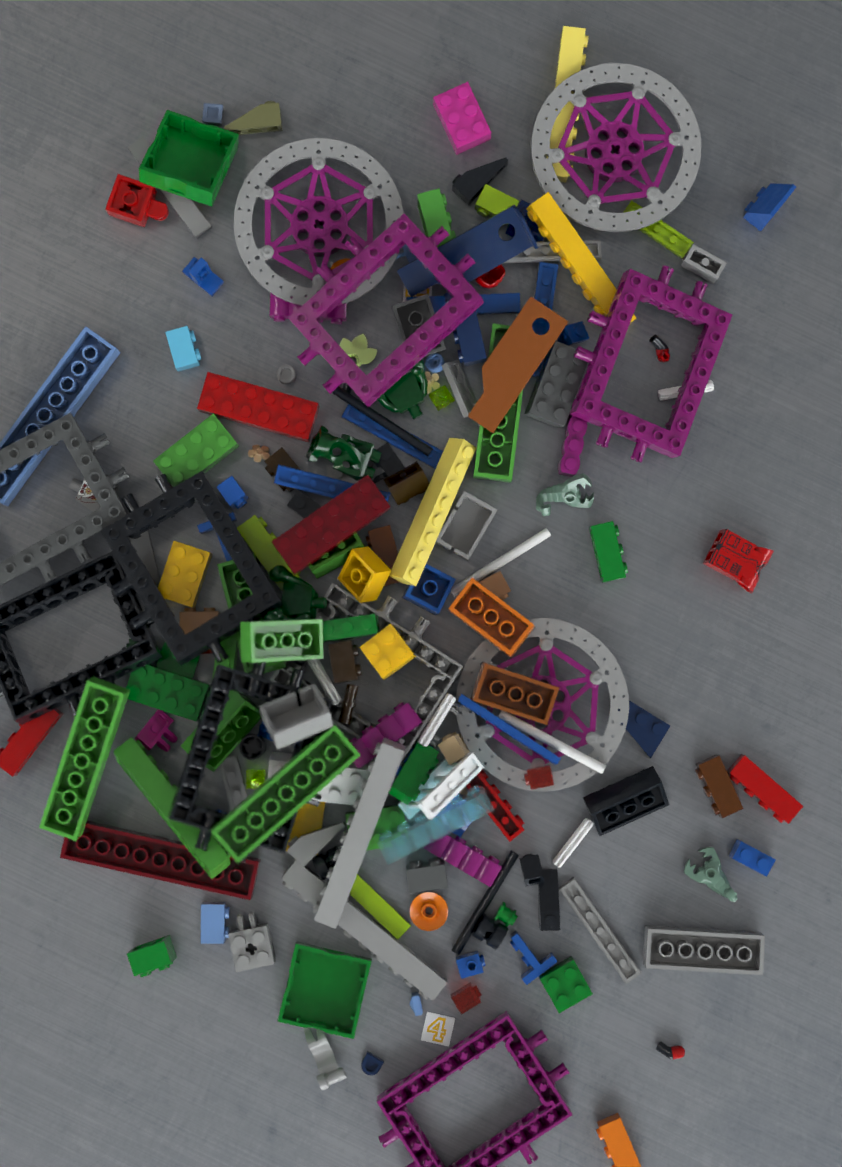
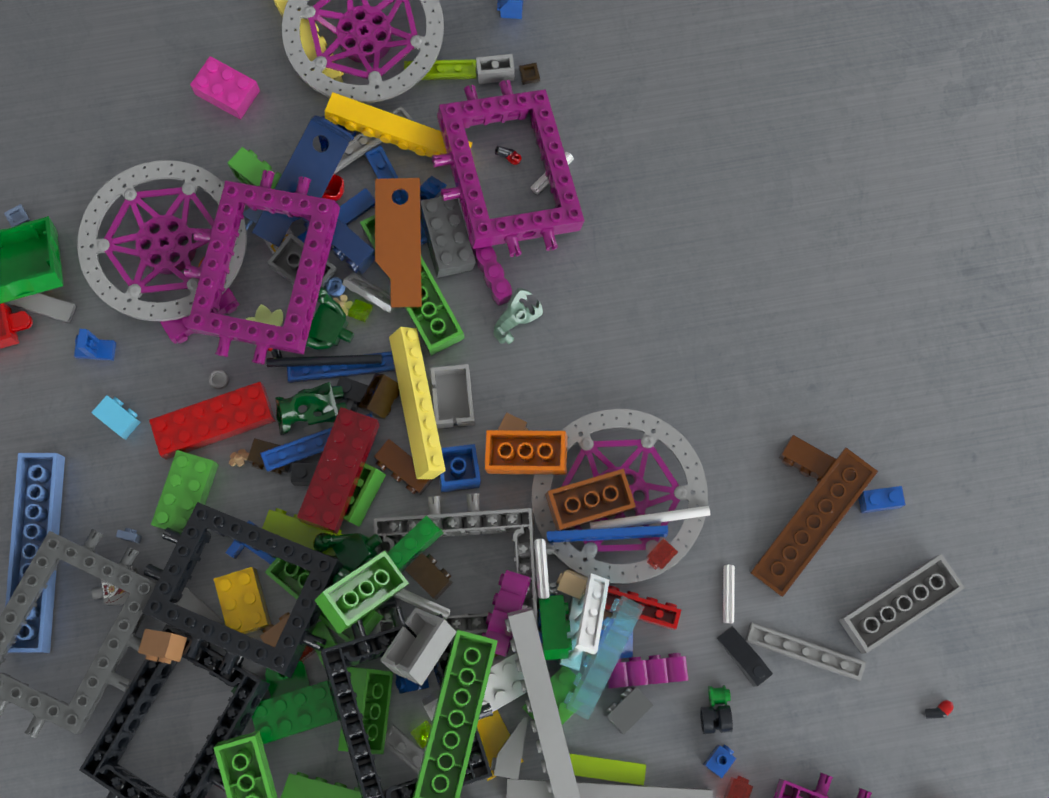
camera: 30 degrees left, 10 degrees down
(98, 568) = (162, 645): none -> medium nougat brick
(130, 455) = (129, 535): none -> sand blue plate
(154, 729) = (306, 754): dark pink hinge -> none
(233, 493) = (238, 504): blue brick -> none
(253, 746) = (402, 707): black wheel -> none
(261, 119) = (59, 196): olive slope -> none
(322, 863) = (531, 765): black wheel -> none
(348, 704) = (457, 608): dark brown pin -> none
(364, 574) = (395, 493): yellow brick -> none
(387, 651) = (459, 540): yellow brick -> none
(430, 921) = (662, 744): orange dish -> none
(473, 181) = (269, 126): black slope -> none
(484, 903) = (694, 699): black piece -> none
(493, 202) = (292, 132): lime brick -> none
(502, 560) = (504, 401): white piece -> none
(529, 958) = (767, 718): blue bracket -> none
(531, 869) = (712, 640): black brick -> none
(565, 984) = (811, 718): green brick -> none
(608, 551) = (583, 337): green brick -> none
(626, 800) = (746, 527): black slope -> none
(645, 728) = (718, 457): dark blue wing -> none
(683, 836) = (814, 522): none -> reddish brown plate
(711, 874) = (861, 538): sand green animal -> none
(731, 287) = (529, 73): none -> dark brown tile
(737, 559) = (689, 271): red piece -> none
(765, 789) = (852, 436): red brick -> none

